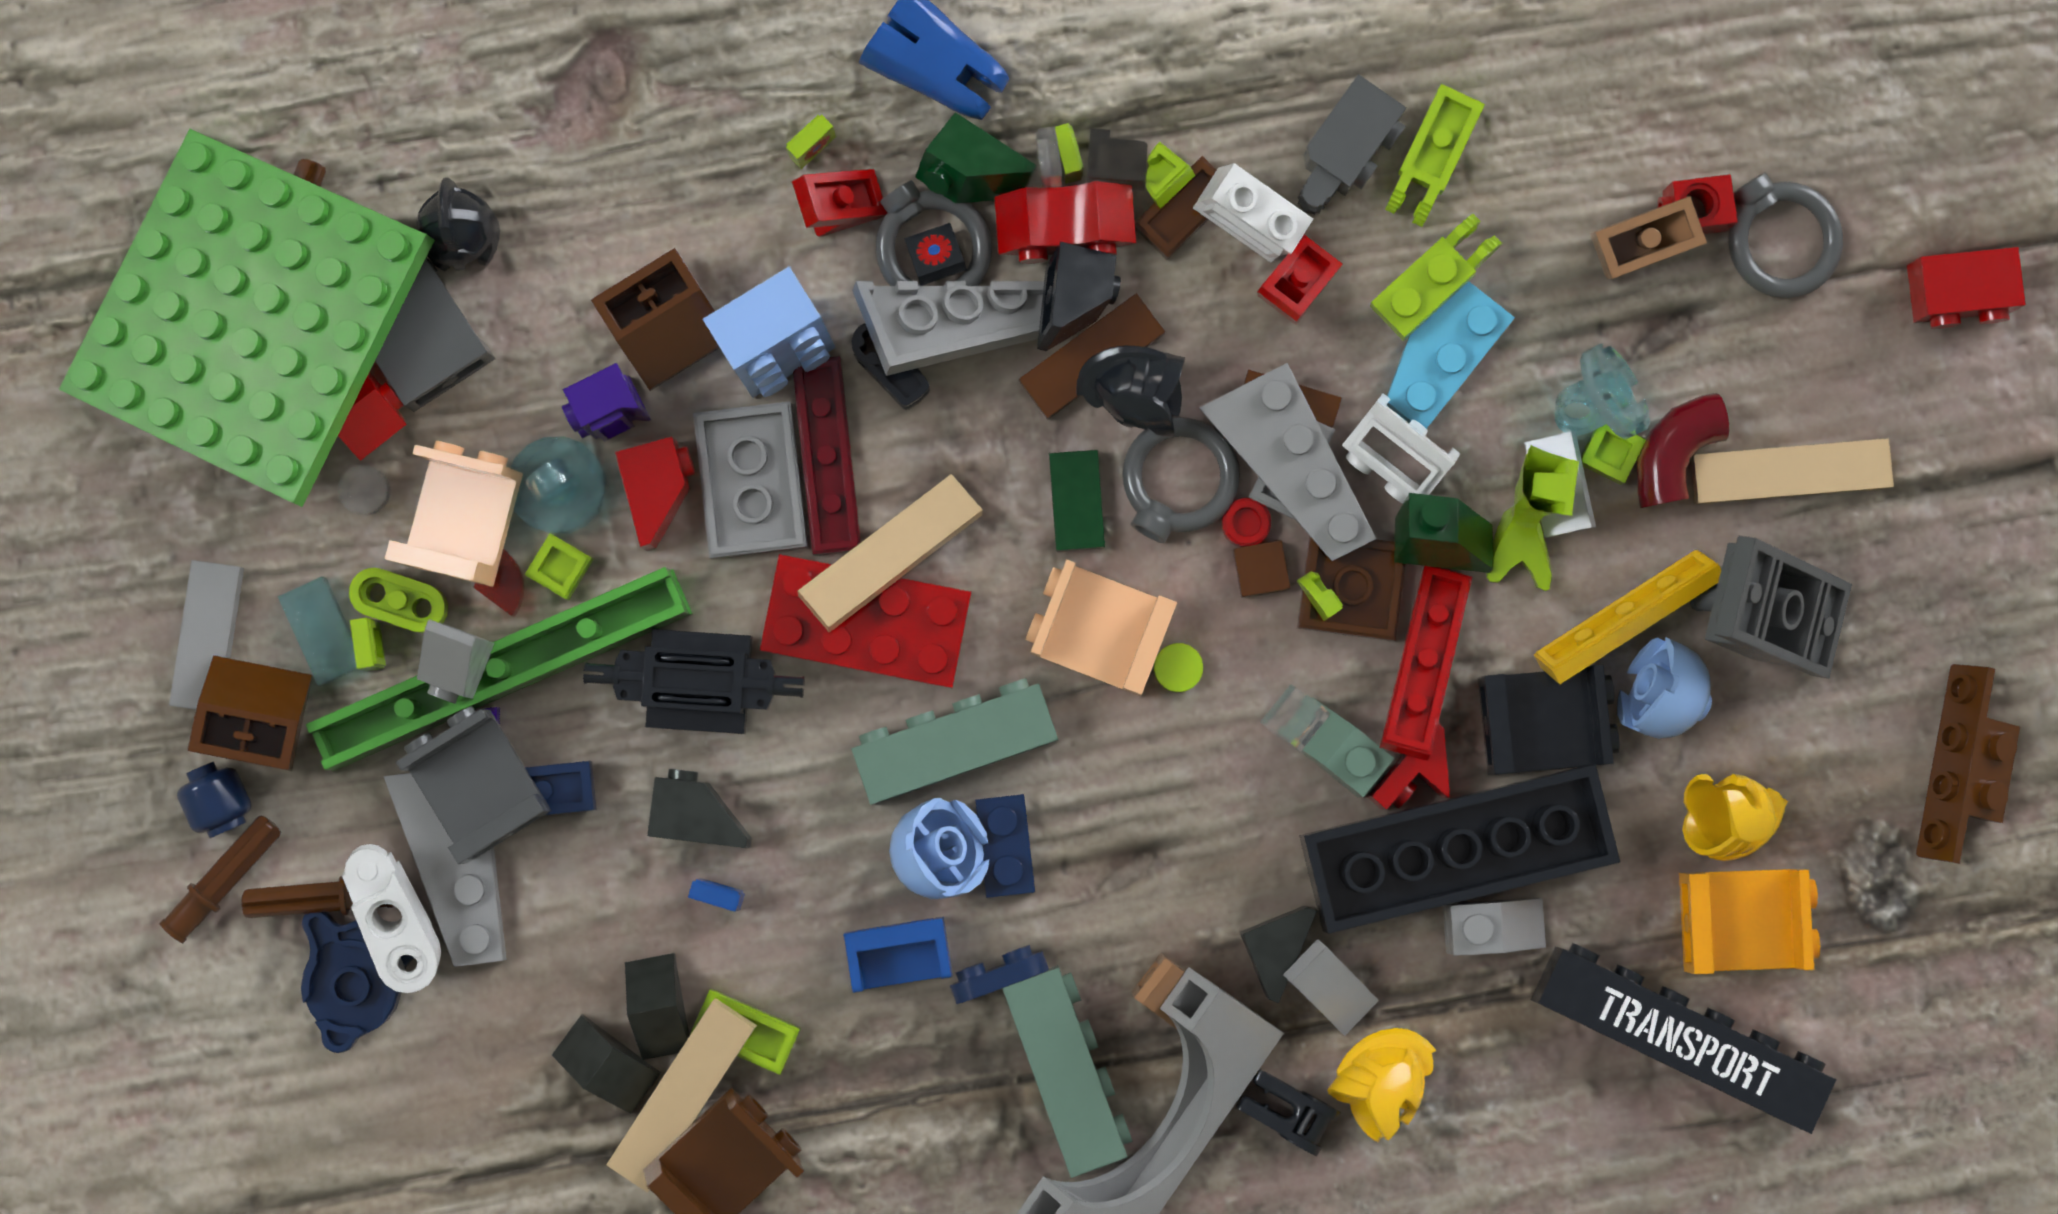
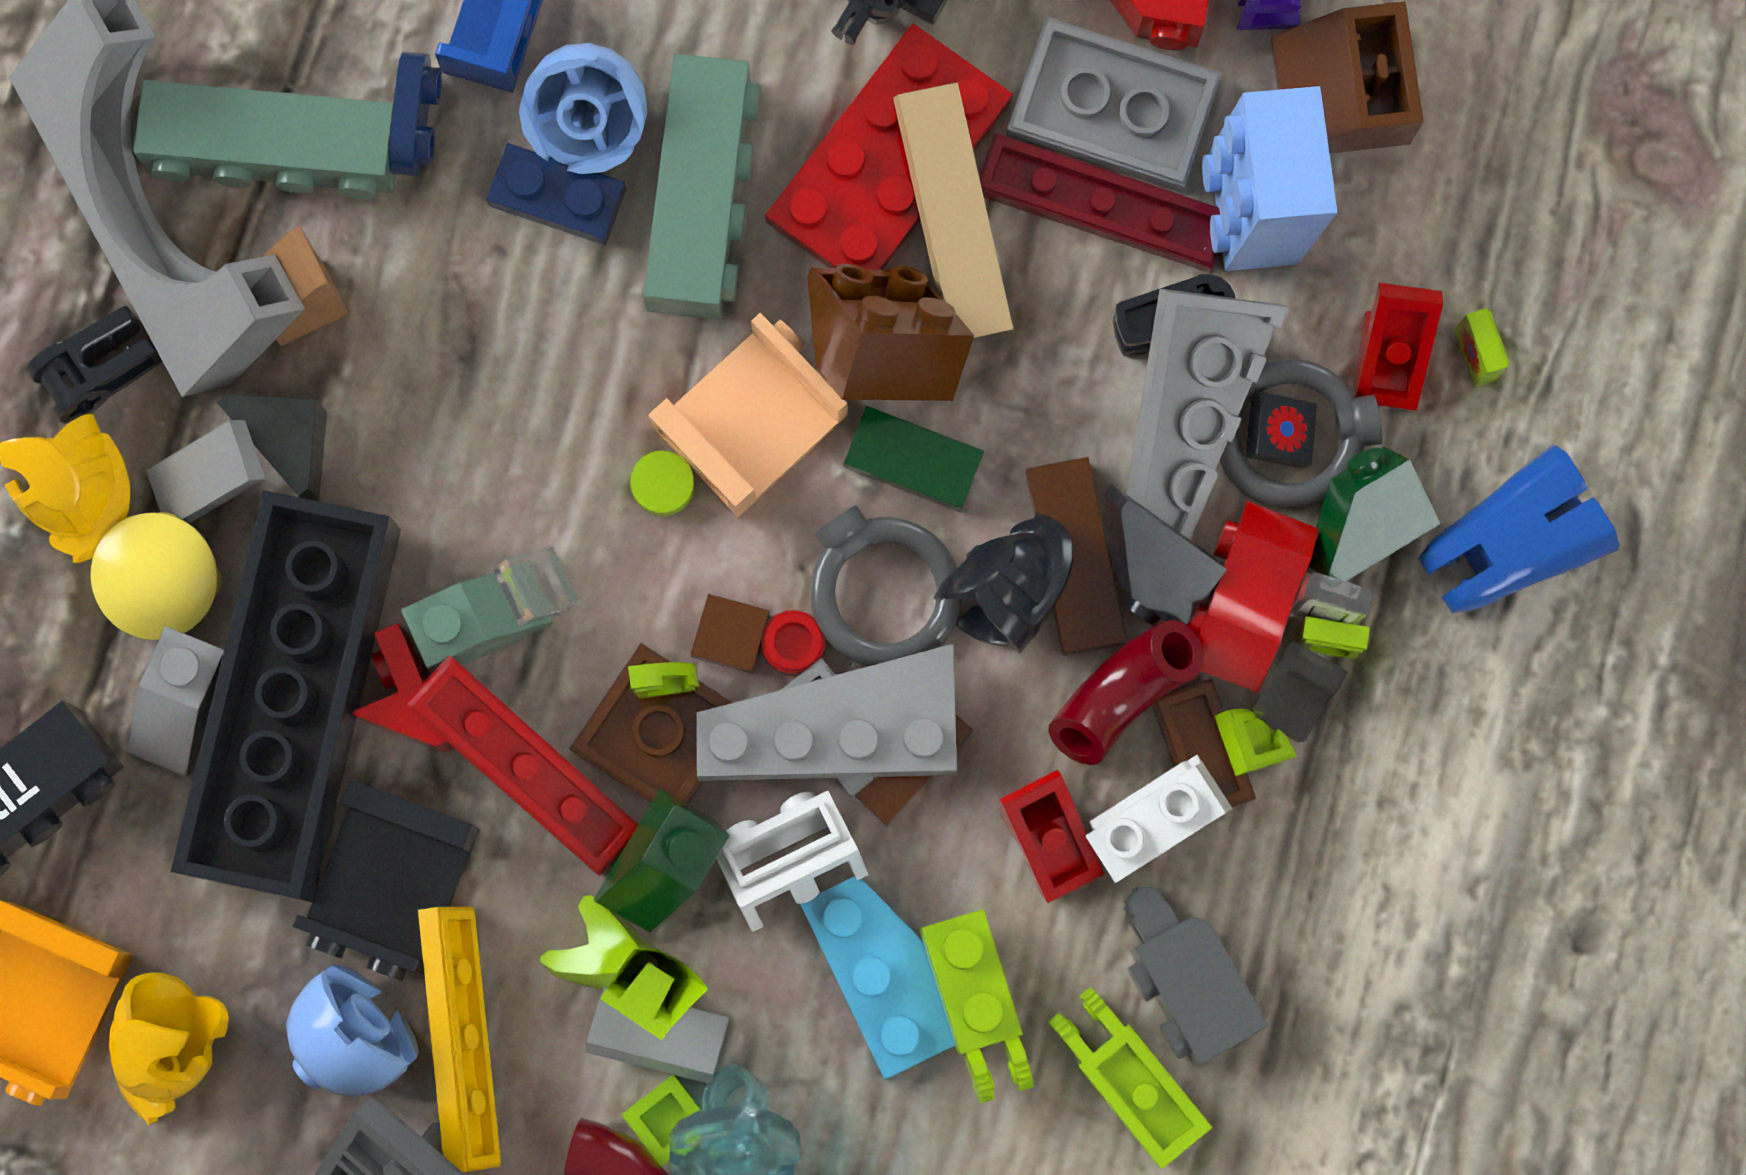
camera: 110 degrees right, 5 degrees down
(1003, 556) = (885, 334): none -> reddish brown slope
(1173, 278) = (1124, 689): none -> dark red cylinder
(1417, 988) = (154, 575): none -> light yellow dish

